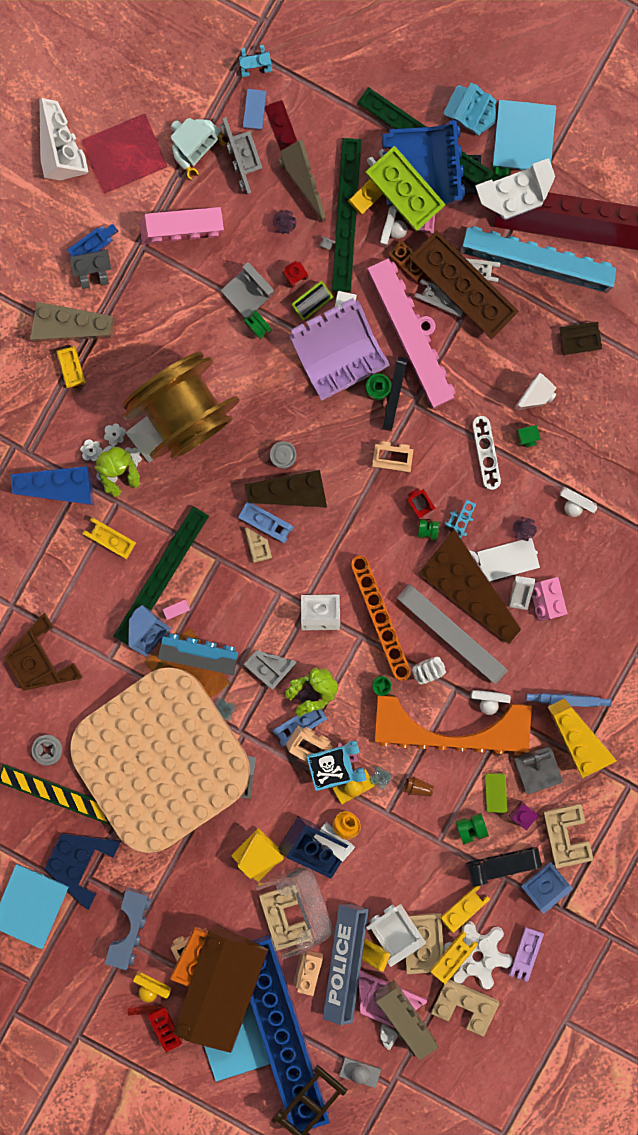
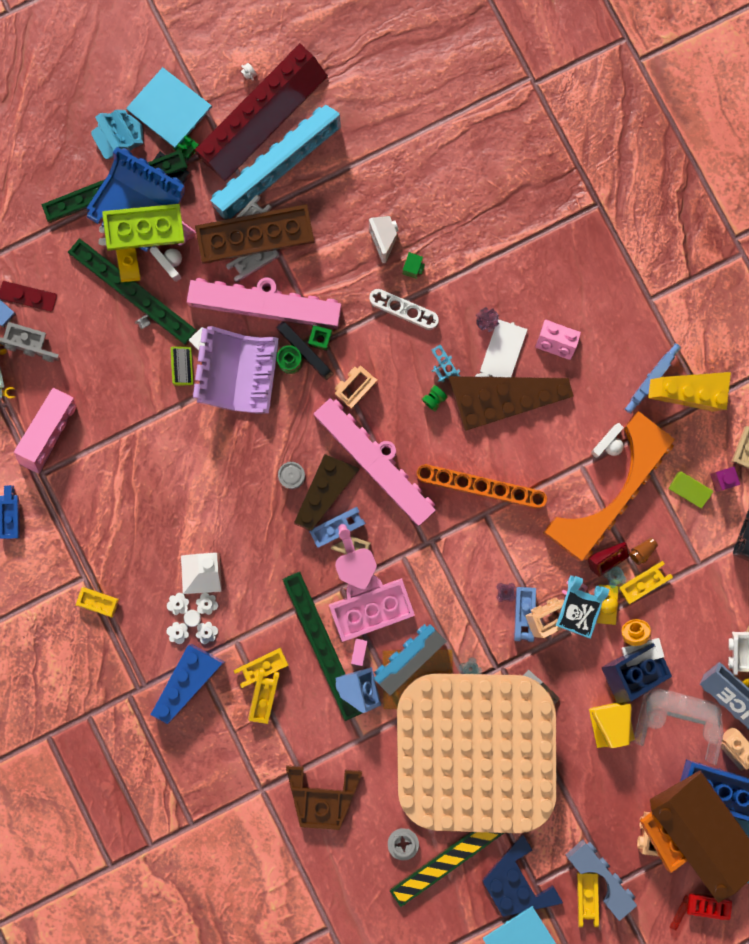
camera: 50 degrees left, 5 degrees down
(65, 323) = (57, 582): dark tan wedge -> none
(86, 556) = (263, 698): none -> yellow hinge
(91, 263) = (23, 526): dark grey plate -> none
(105, 927) = (587, 897): none -> yellow hinge
(114, 463) = (201, 621): lime hair -> none
(150, 987) = (665, 894): yellow tile -> none
(180, 406) = (191, 530): pearl gold wheel -> none
(223, 589) = (368, 601): none -> bright pink plate
(248, 290) = (137, 412): light grey bracket -> none
(257, 324) = (170, 423): green wheel -> none
(268, 668) = (460, 607): light grey wing -> none
(281, 932) = (692, 749): tan plate -> none
(284, 221) = (102, 344): clear purple gear -> none
(295, 272) = (149, 364): red window -> none
(298, 168) = (62, 302): dark tan wedge -> none
(320, 612) = (443, 533): white bracket -> none
(322, 682) = (504, 570): lime hair -> none
(340, 516) = (372, 460): none -> bright pink hinge
(381, 685) = (541, 523): green wheel -> none
(391, 762) = (607, 559): none -> dark red slope
(391, 805) = (644, 583): none -> yellow hinge
(400, 255) = (195, 269): dark orange slope -> none
(417, 393) = (320, 332): none -> green plate
(420, 503) = (408, 389): red window -> none
(428, 670) = (552, 476): white gear -> none
(452, 634) = (534, 436): light grey beam -> none
(479, 828) = (708, 529): green wheel -> none
(518, 191) = (210, 136): white piece -> none
(521, 592) = (538, 356): white tile -> none
(538, 770) = (694, 442): flat silver plate -> none
(576, 503) = (495, 265): white tile -> none
(580, 338) = (363, 171): dark brown plate -> none
(601, 181) = (248, 71): none -> white plate

